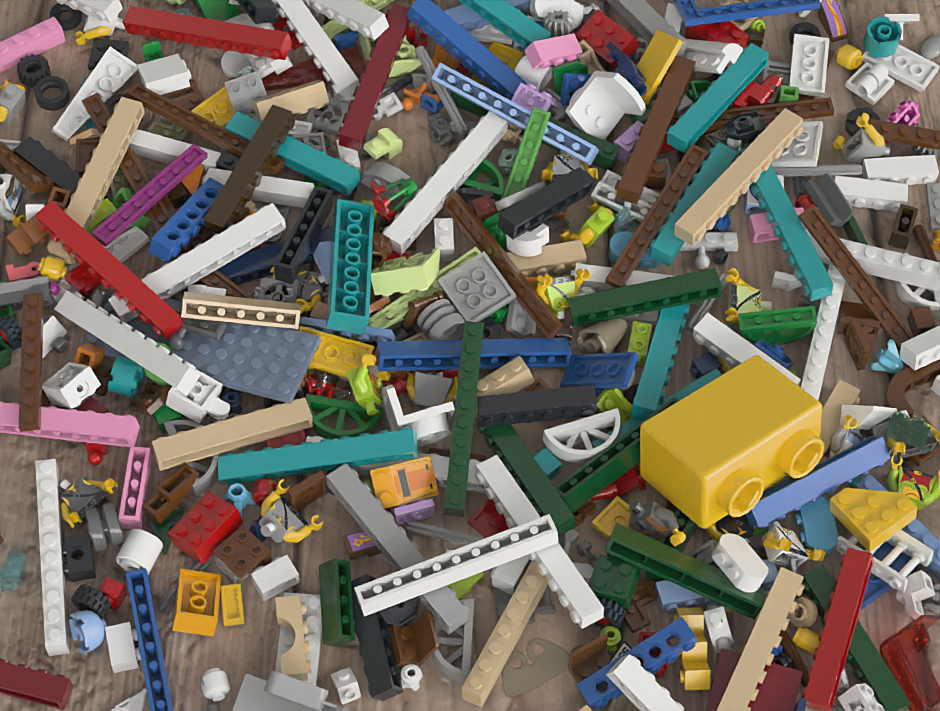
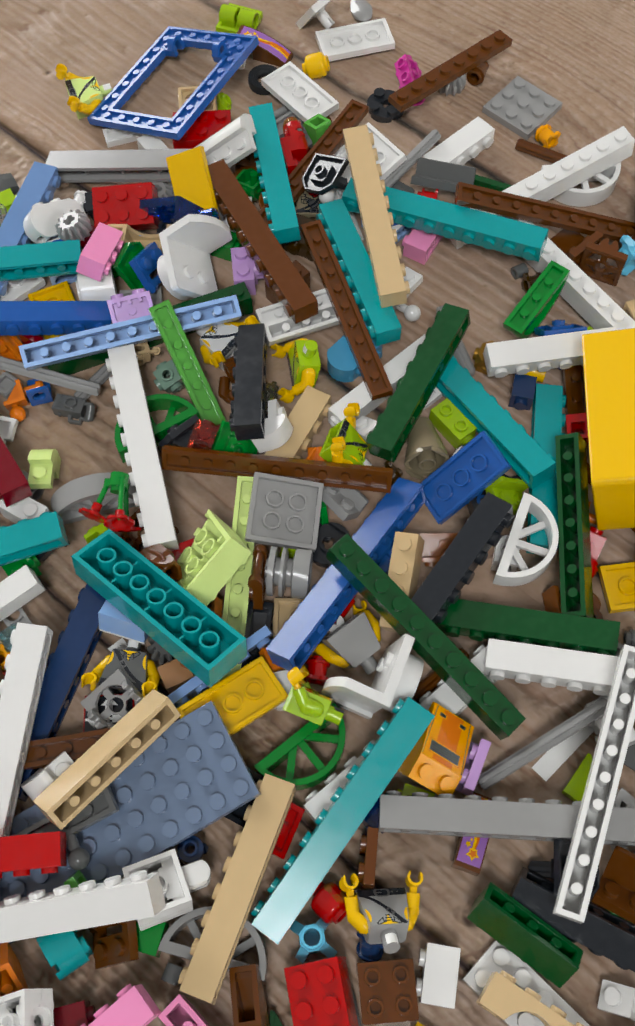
camera: 45 degrees left, 5 degrees up
(103, 375) = (36, 971): dark brown bracket -> none
(303, 235) = (77, 622): black brick -> none
(323, 383) = (255, 738): animal -> none
(444, 238) = (194, 497): white brick -> none
(488, 520) = (541, 703): red plate -> none
(519, 196) = (220, 396): light grey beam -> none
(548, 462) = (517, 597): teal brick -> none
(623, 221) = (320, 336): clear light blue piece -> none
(720, 256) = (419, 296): black plate -> none
(743, 298) = (485, 312): torso -> none
(756, 37) = (235, 106): dark brown brick -> none
(785, 281) = (489, 265): white slope -> none
(864, 144) = (415, 117): light grey torso -> none
(870, 82) = (353, 70): white plate -> none
(882, 37) = (326, 27): teal brick -> none
(902, 170) = (458, 110): white brick -> none
(903, 226) = (513, 149): dark brown brick -> none
(920, 320) = (612, 204): reddish brown brick -> none

